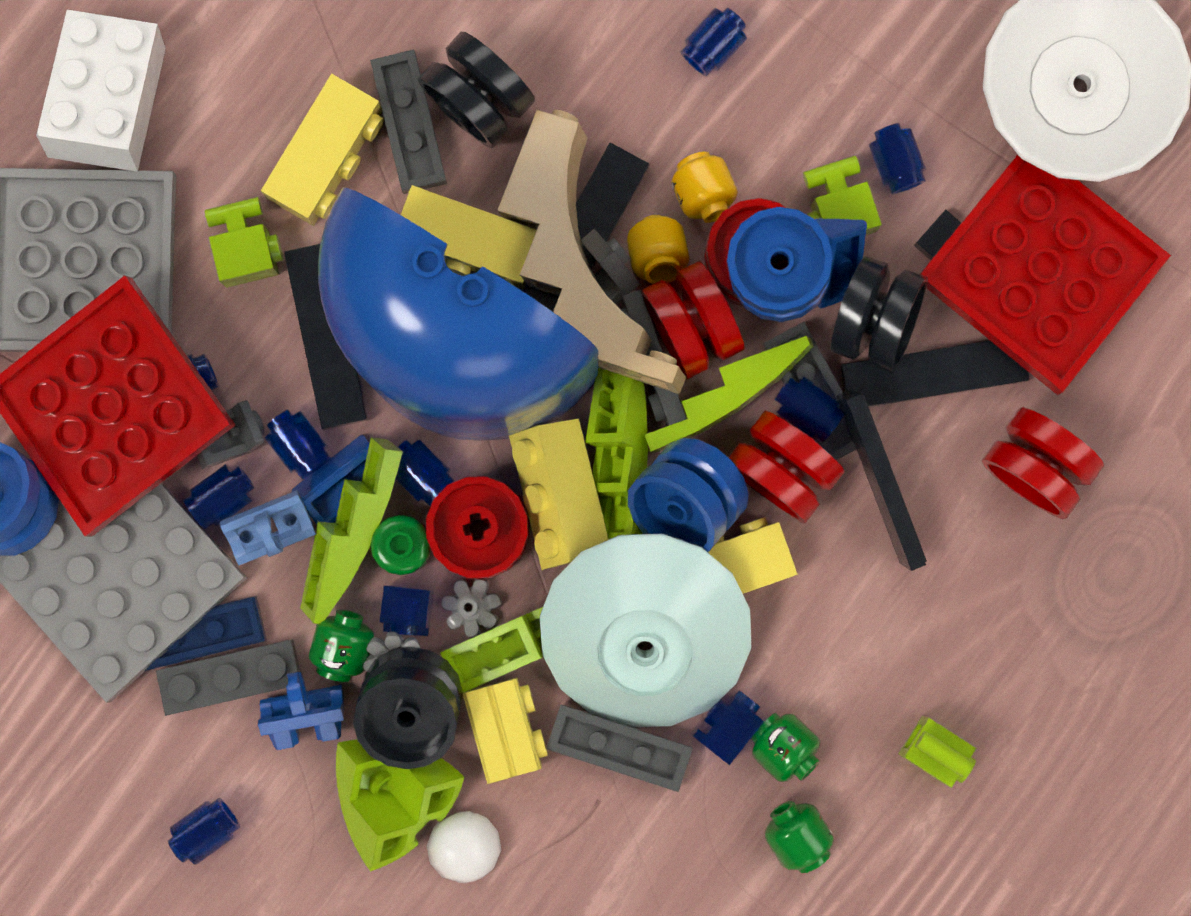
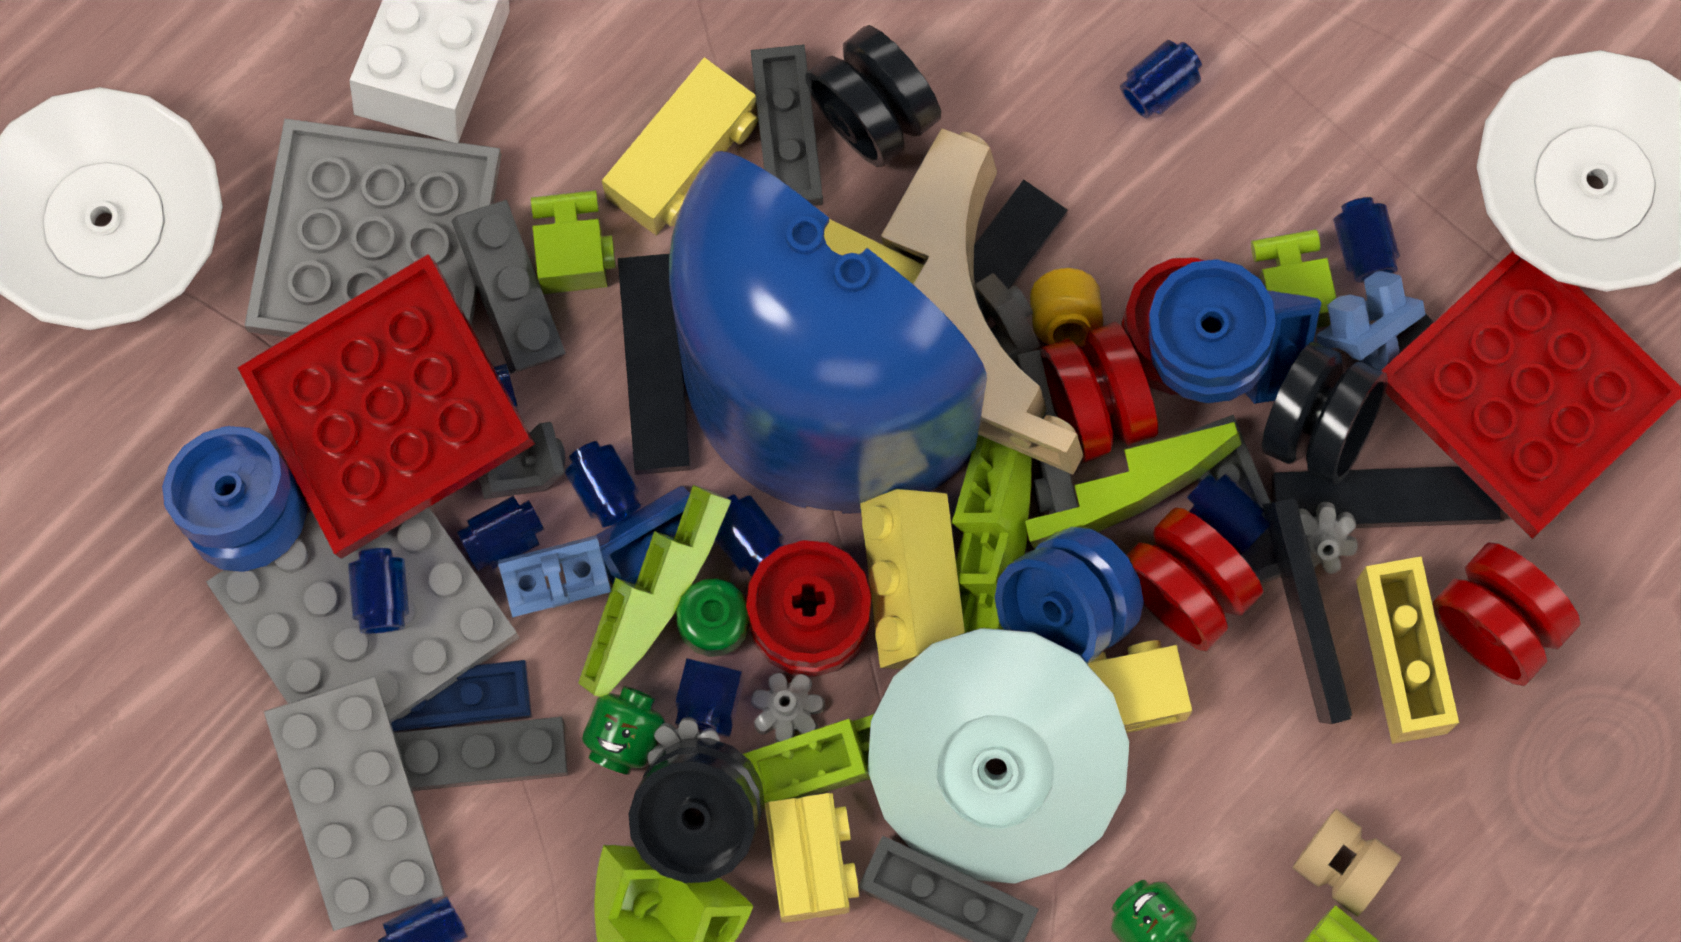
camera: 10 degrees right, 10 degrees down
(125, 561) = (378, 591): none -> clear blue brick
(132, 733) = (354, 803): none -> light grey plate
(196, 288) = (508, 286): none -> dark grey plate
(301, 709) = (587, 802): blue hips -> none
(703, 186) = (1129, 241): yellow head -> none
(729, 726) = (1086, 889): clear blue brick -> none
(891, 233) = (1386, 306): none -> medium blue hips
(891, 412) = (1328, 536): none -> light grey plant
(949, 686) = (1363, 874): none -> tan wheel
(965, 501) = (1407, 650): none -> light yellow brick

